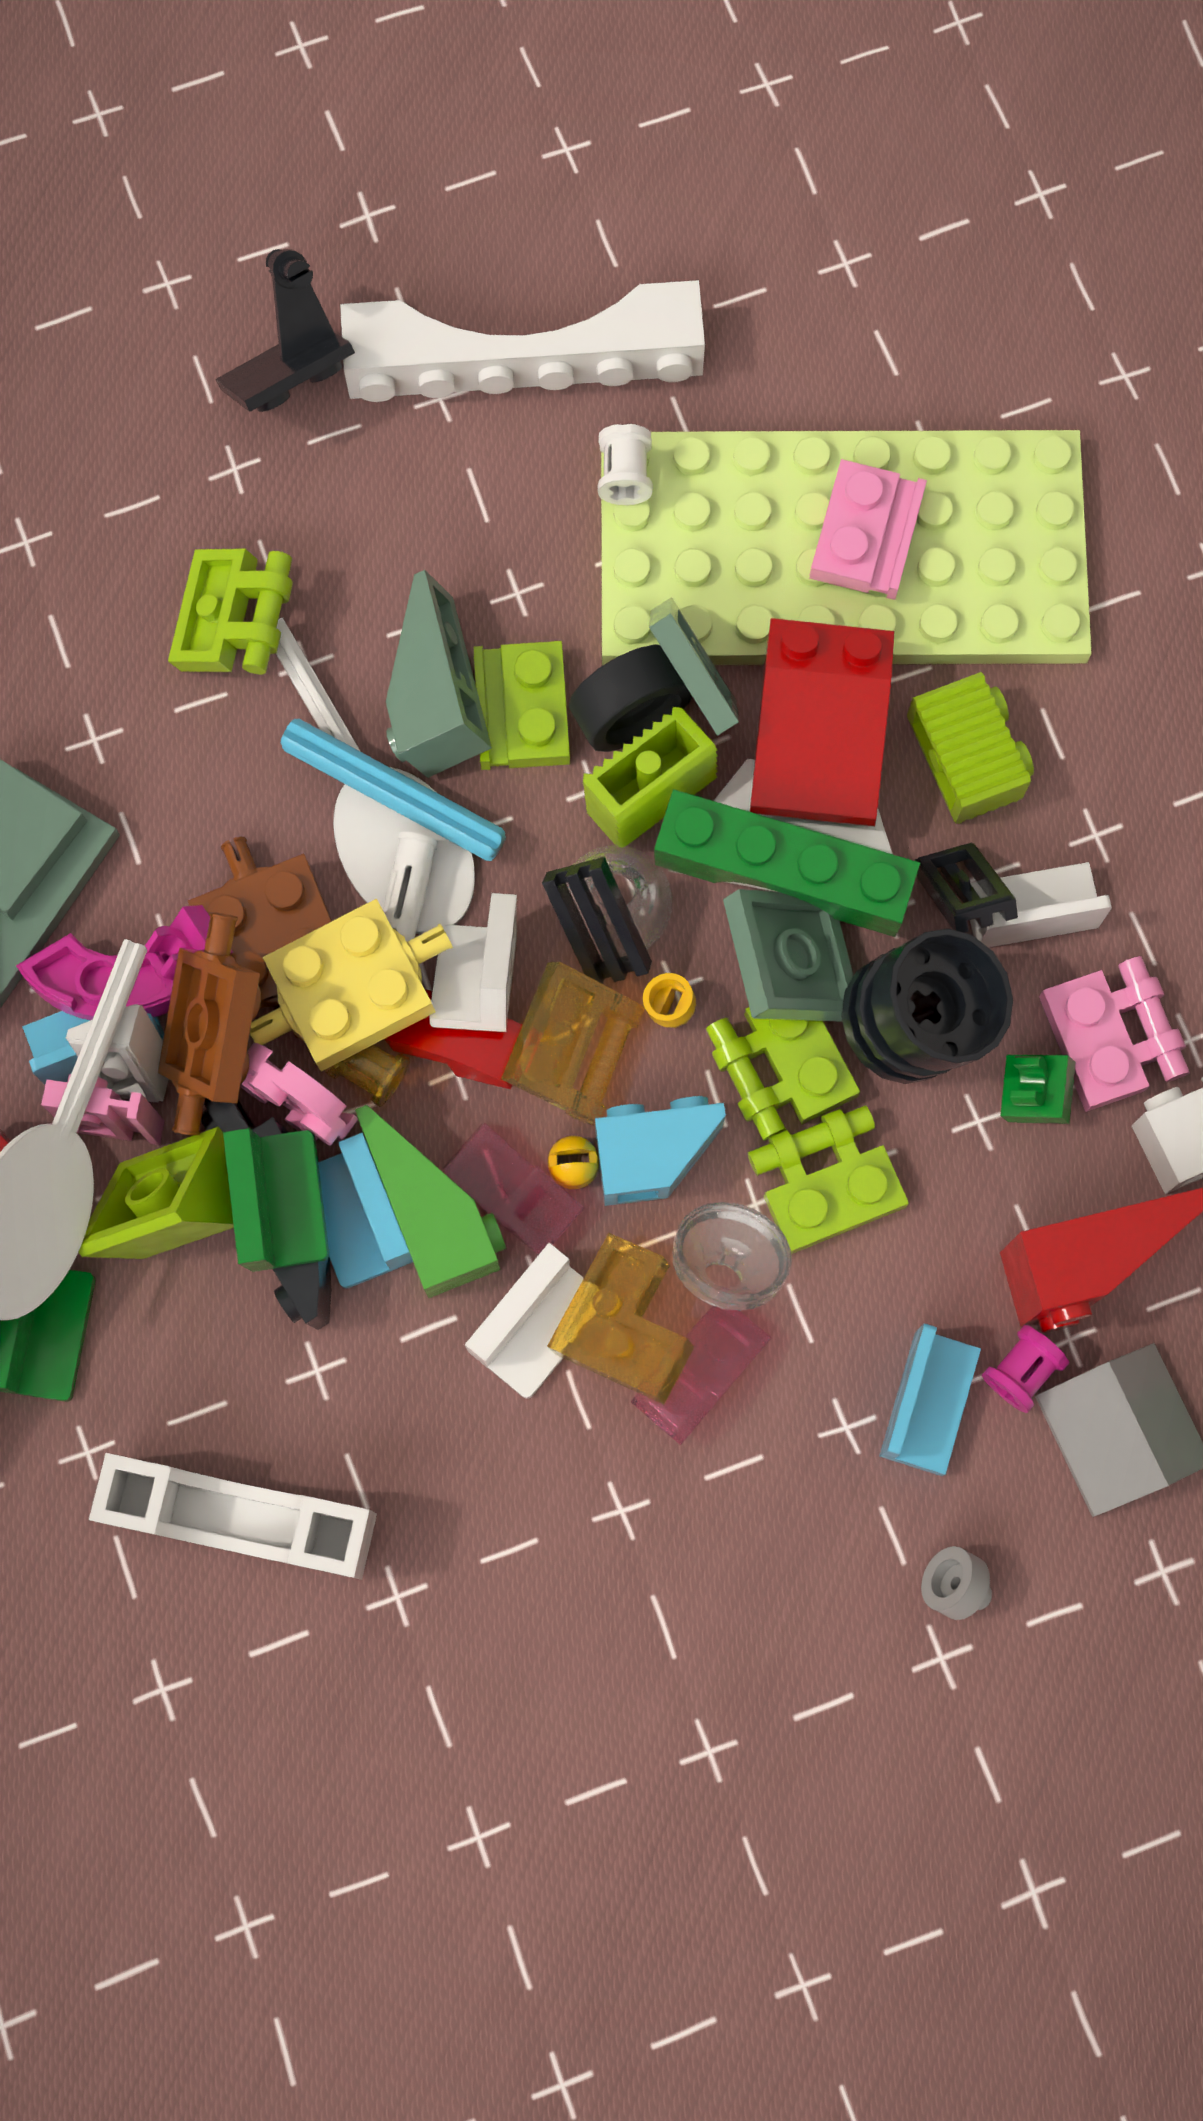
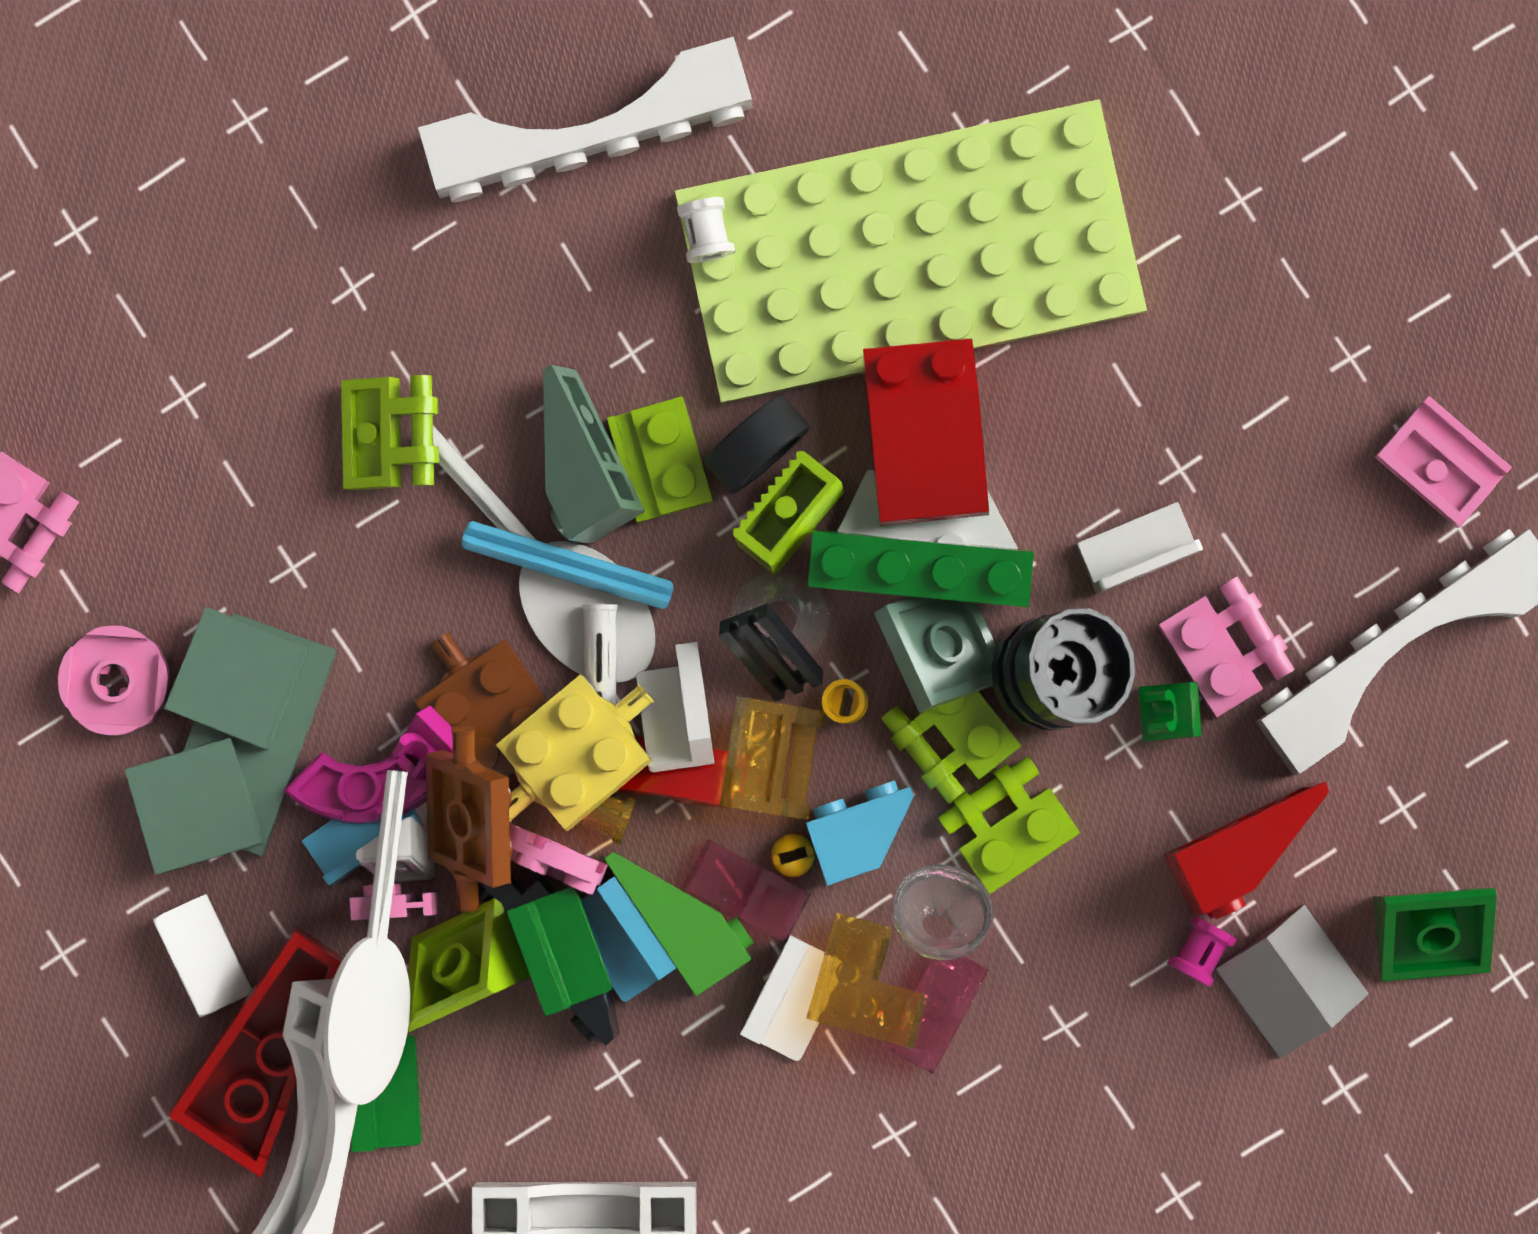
camera: 15 degrees left, 10 degrees up
(305, 340) = (382, 188): black plate -> none
(694, 666) = (806, 409): sand green tile -> none
(867, 529) = (930, 241): bright pink plate -> none
(930, 1401) = (1129, 994): medium azure panel -> none
(956, 1583) = (1177, 1138): light grey tile -> none
(971, 747) = (1058, 420): lime brick -> none
(973, 907) = (1090, 577): black tile -> none

